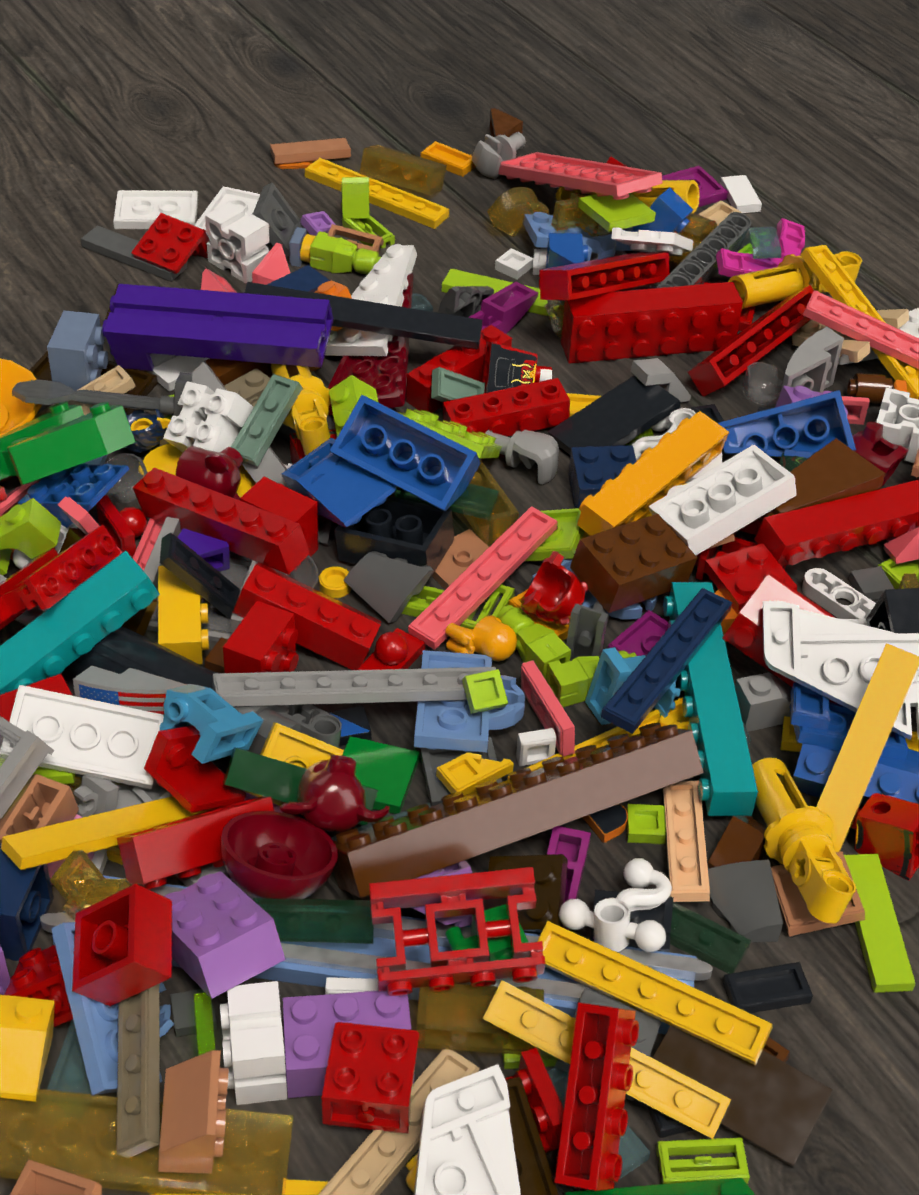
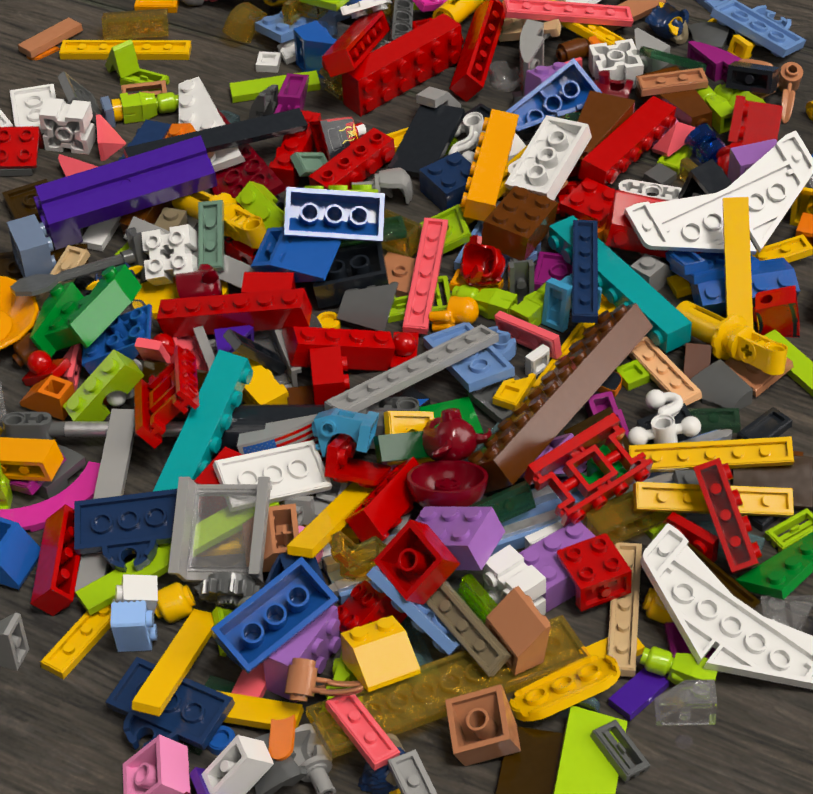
camera: 25 degrees left, 0 degrees up
(316, 222) = (107, 88): medium lavender tile -> none
(484, 691) = (490, 339): lime tile -> none

